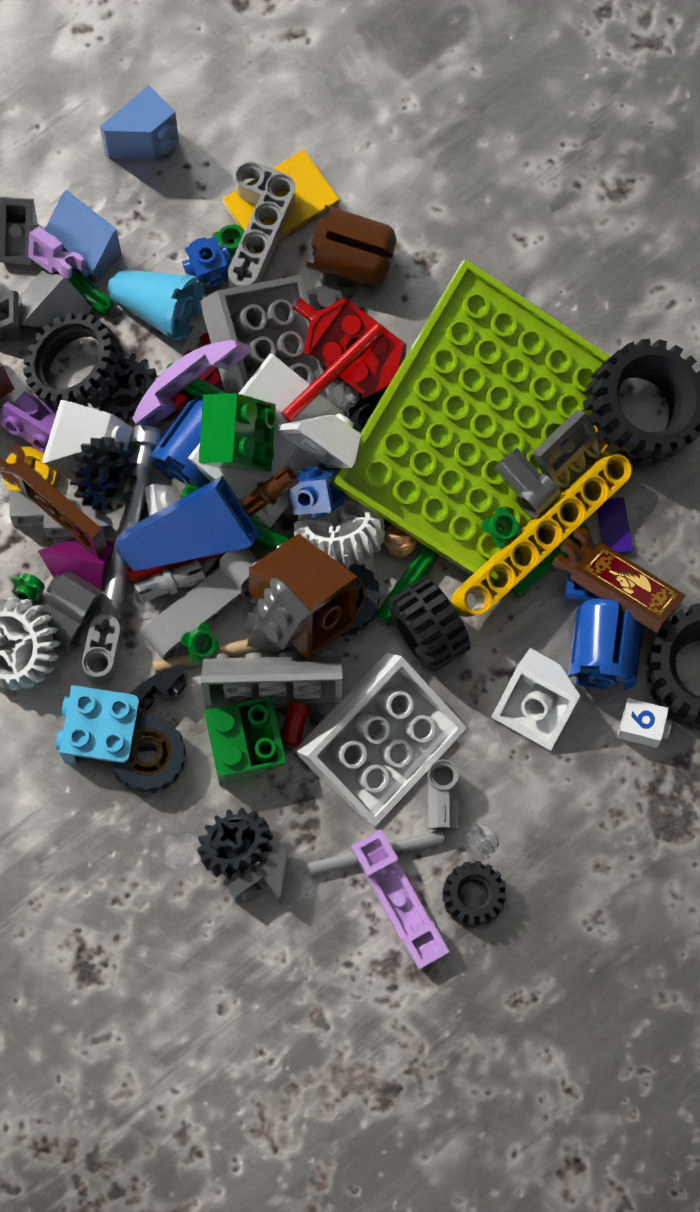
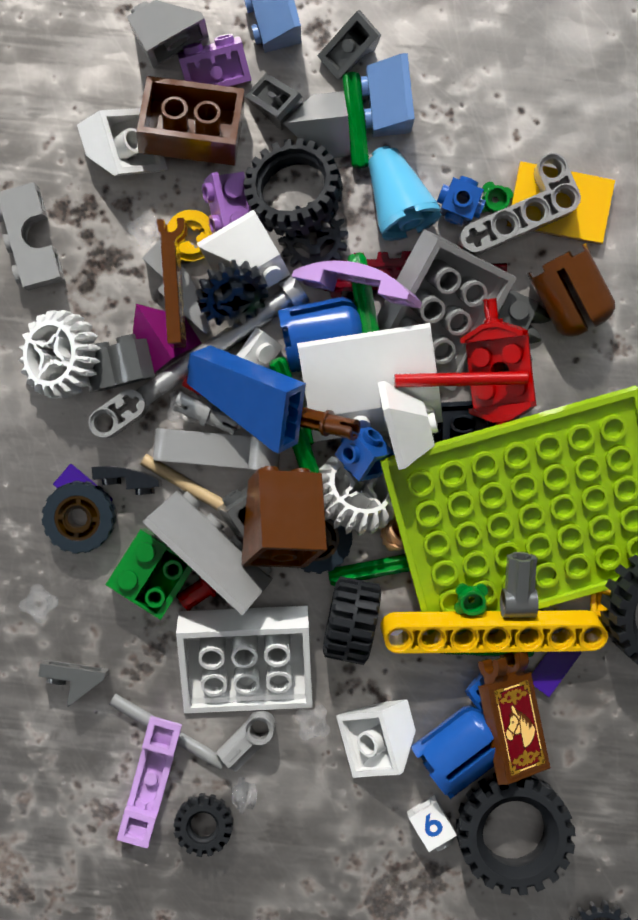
camera: 45 degrees right, 15 degrees up
(28, 587) = (109, 320): green plate -> none
(48, 253) = (354, 85): lavender plate -> none
(97, 725) = (60, 467): medium azure bracket -> none
(141, 129) = (512, 53): medium blue slope -> none
(208, 647) = (183, 483): green plate -> none
(218, 847) = (64, 631): black gear -> none
(237, 432) = (346, 362): green slope -> none
(281, 613) = (248, 524): dark grey plate -> none
(341, 397) = (455, 396): clear plate -> none
(567, 448) = (574, 588): dark grey plate -> none

